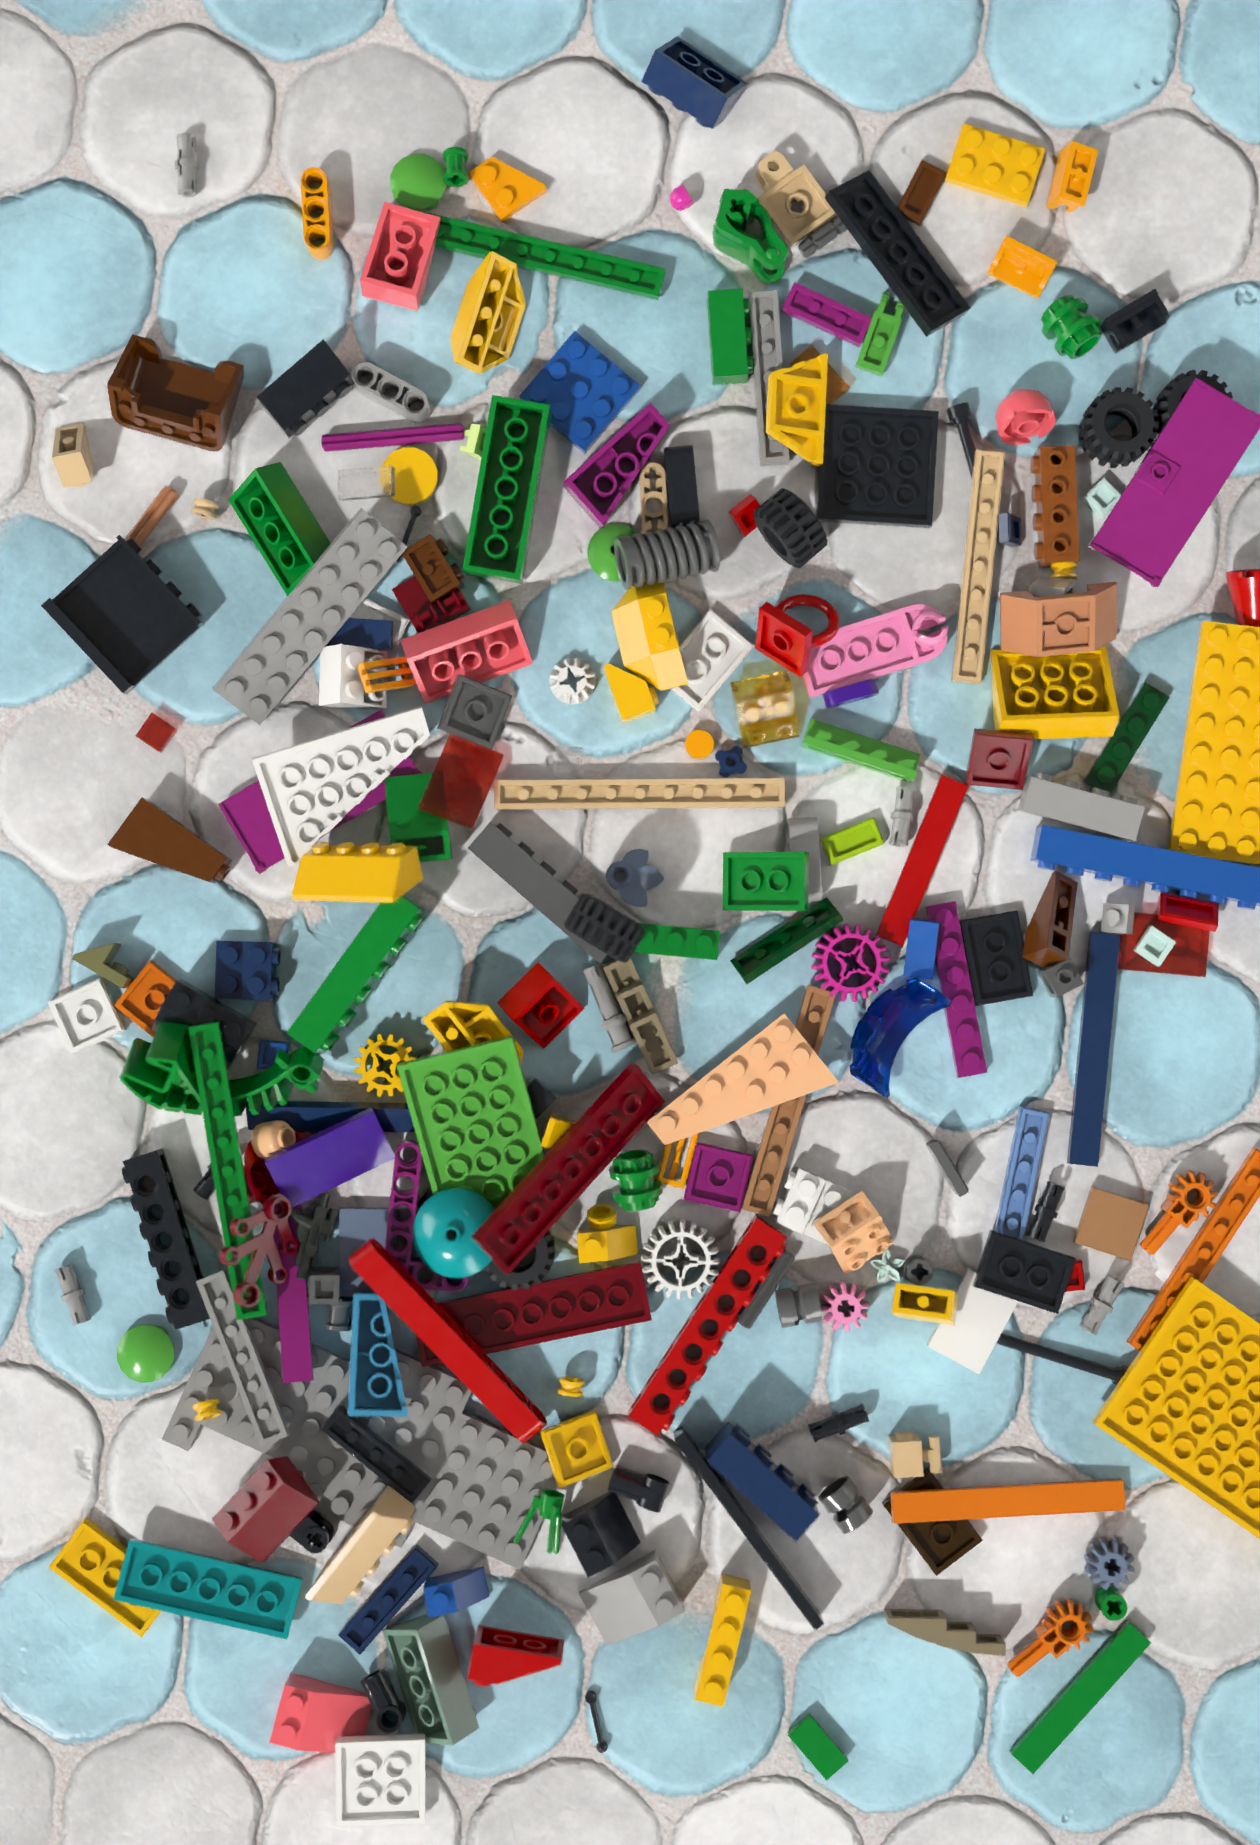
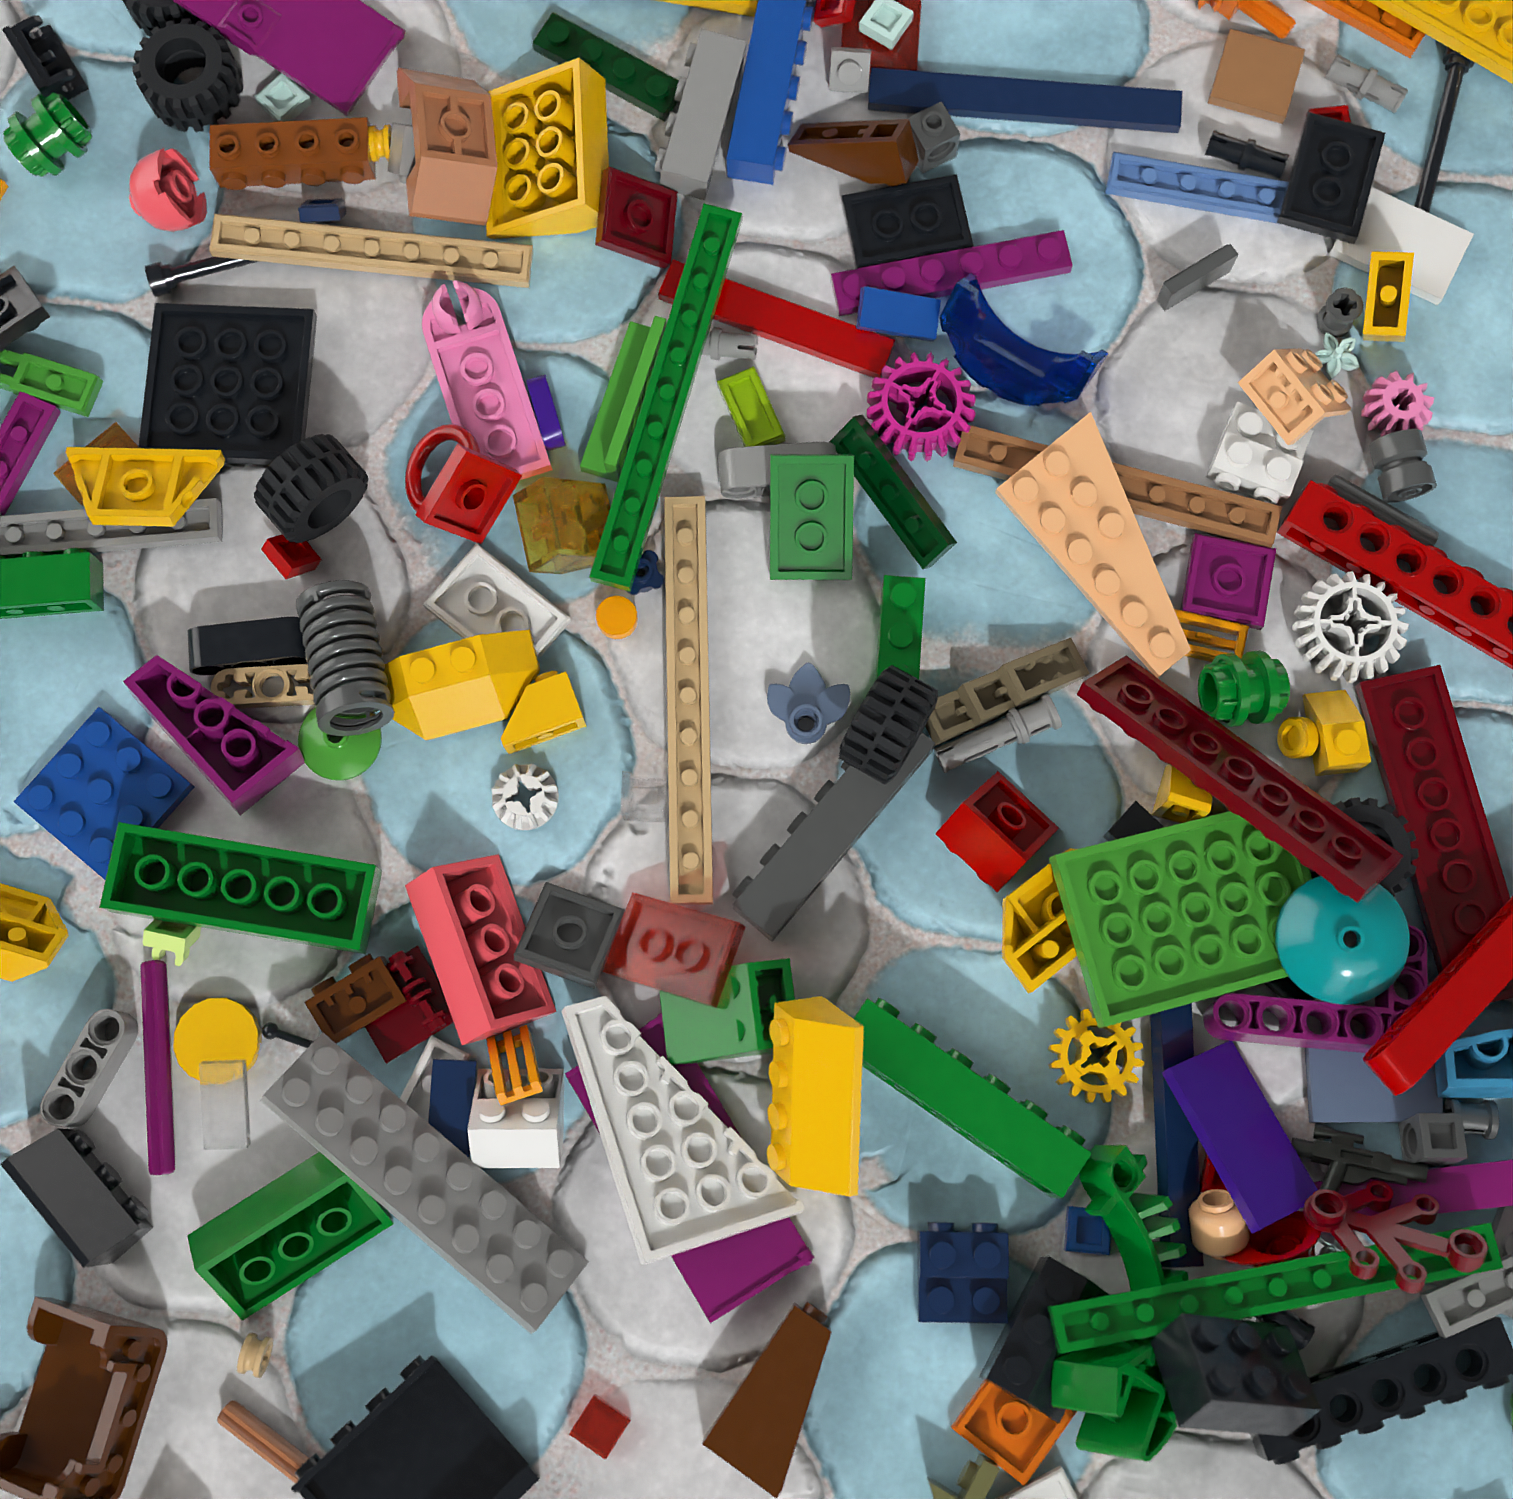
camera: 90 degrees left, 10 degrees down
(172, 1138) = (1234, 1375): none -> black brick
(858, 780) = (666, 398): none -> green plate

